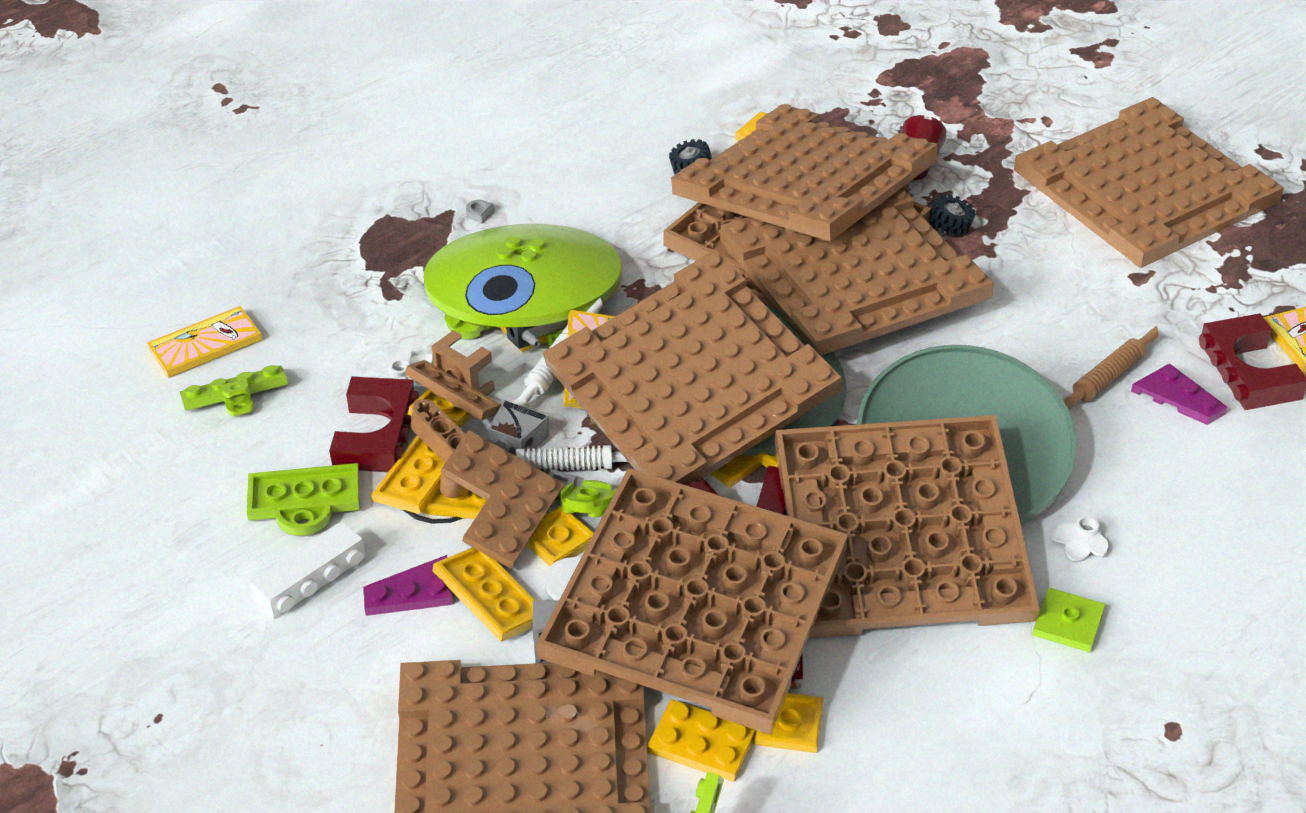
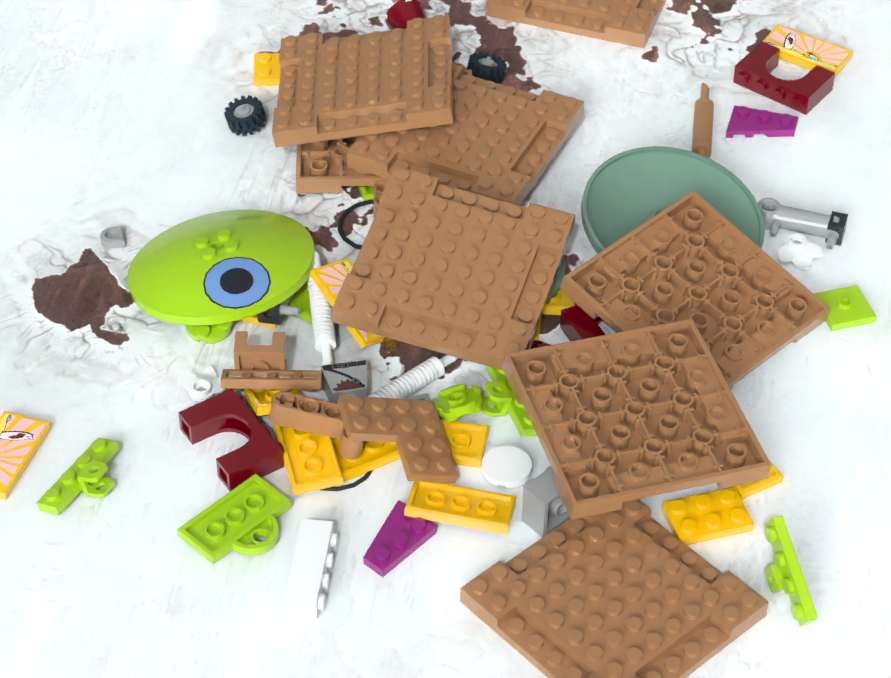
camera: 40 degrees left, 0 degrees up
(1140, 532) = (804, 221): none -> light grey piece

